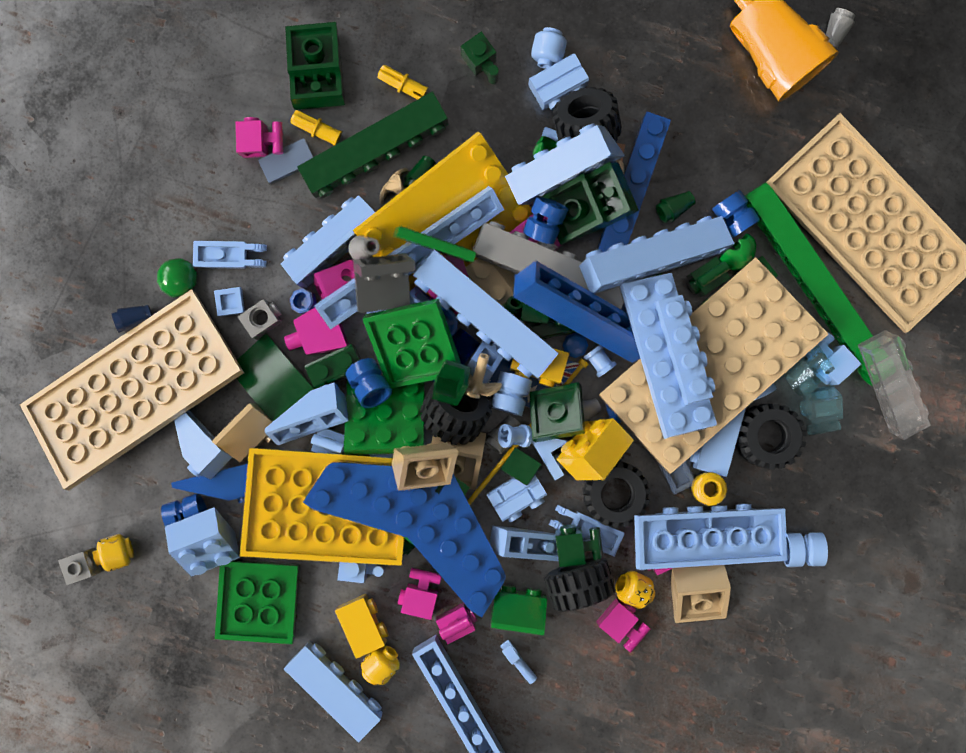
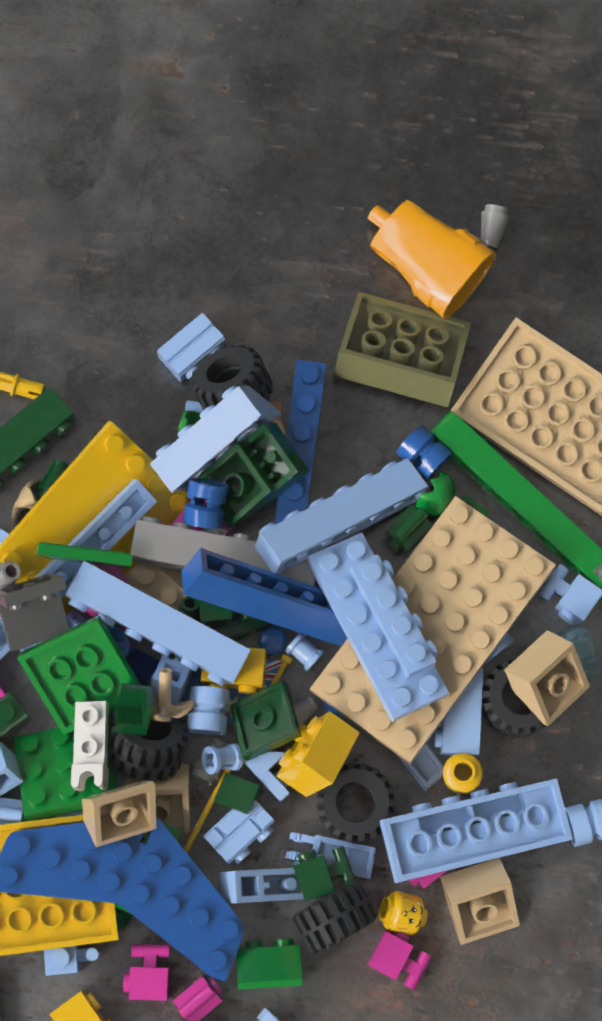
camera: 10 degrees left, 10 degrees down
(368, 384) = (38, 733): blue wheel -> none
(409, 403) = (90, 744): none -> white plate
(480, 57) = (97, 338): dark green brick -> none
(548, 47) = (172, 312): light blue head -> none
(673, 207) = (352, 459): dark green cone -> none
(737, 121) = (402, 349): none -> olive slope
(801, 426) = (548, 676): none -> tan slope
(802, 374) = (540, 613): clear light blue brick -> none

